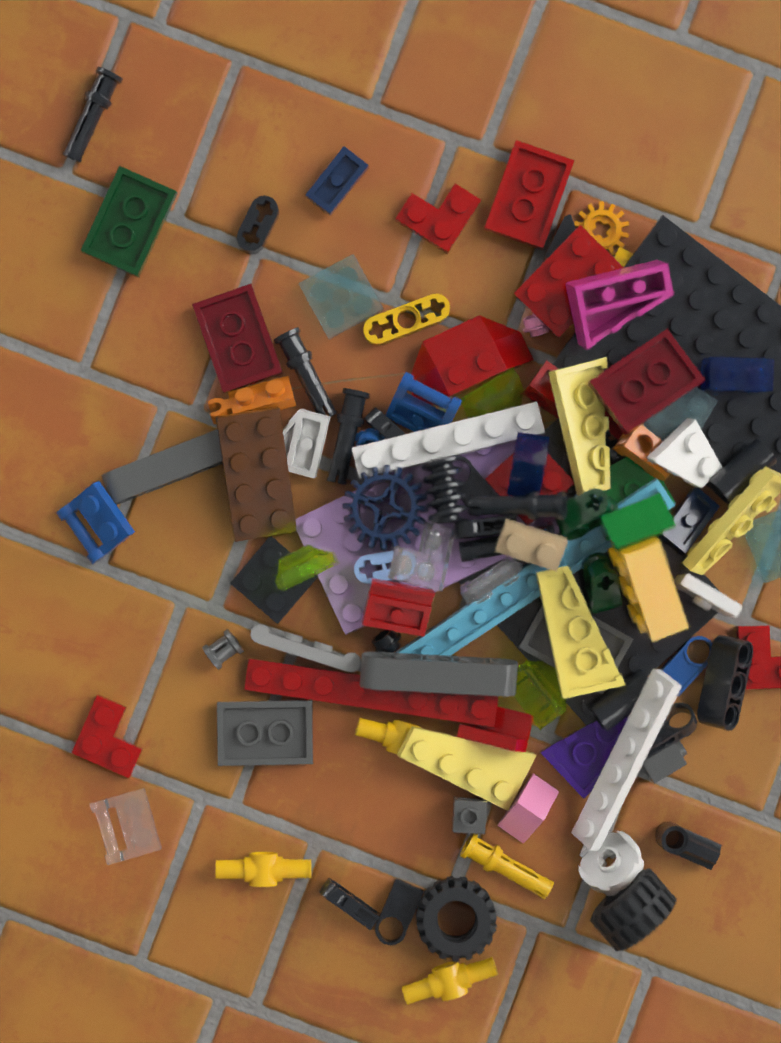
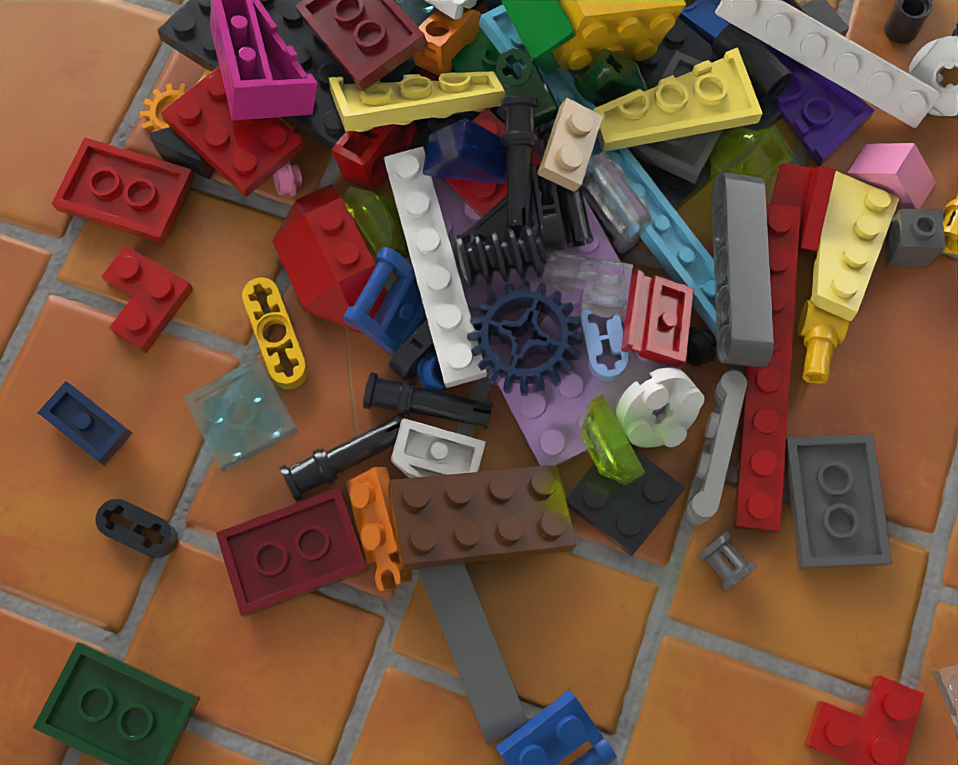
camera: 85 degrees left, 15 degrees down
(331, 606) = (668, 427): none -> white plate

